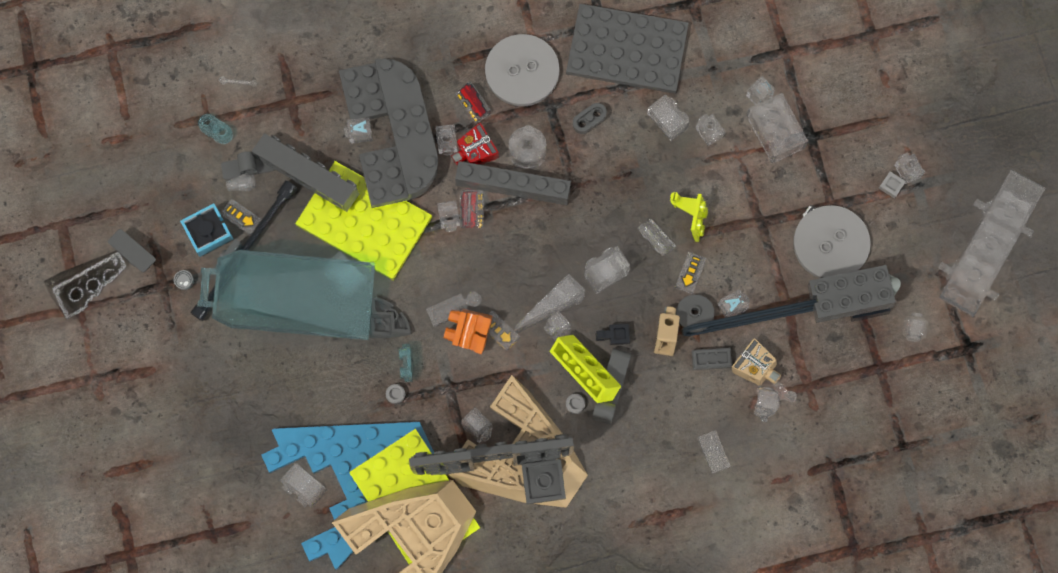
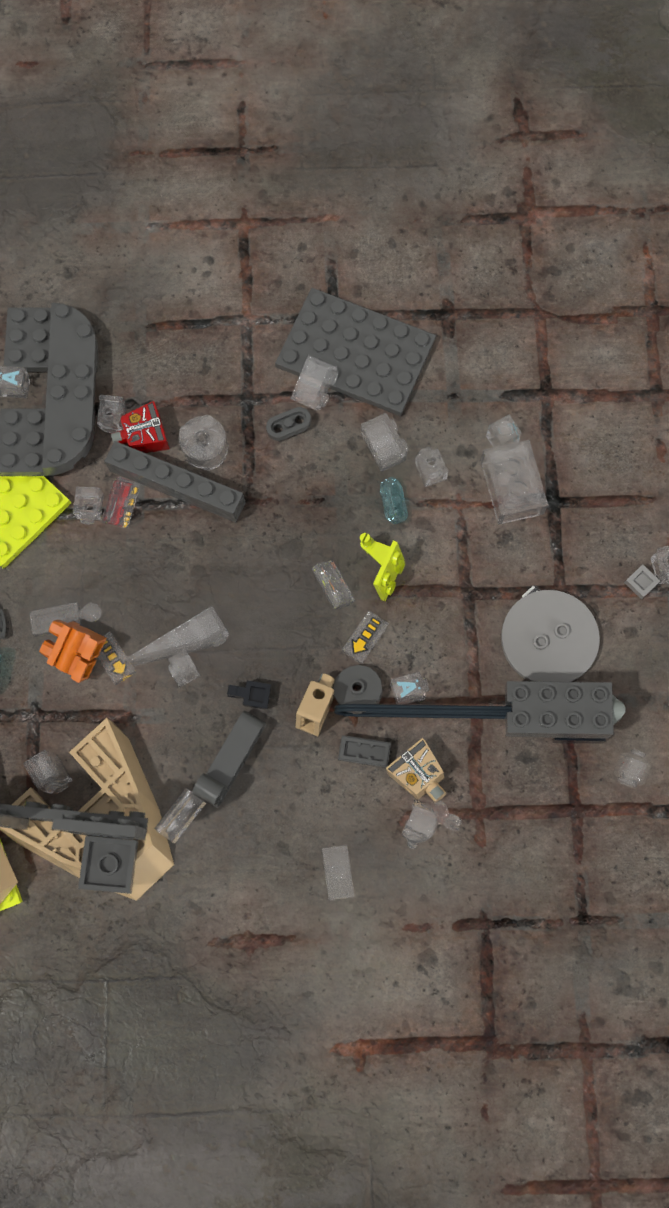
camera: 15 degrees right, 0 degrees up
(473, 102) = (155, 377): slope -> none
(522, 70) = (224, 351): light grey plate -> none
(575, 403) = (181, 770): light grey tile -> none
(585, 368) = (199, 731): neon yellow brick -> none
(585, 436) = (180, 816): none -> clear plate
(603, 82) = (314, 383): none -> clear brick
(606, 269) = (259, 610): clear brick -> none
(687, 162) = (393, 500): none -> clear light blue plate

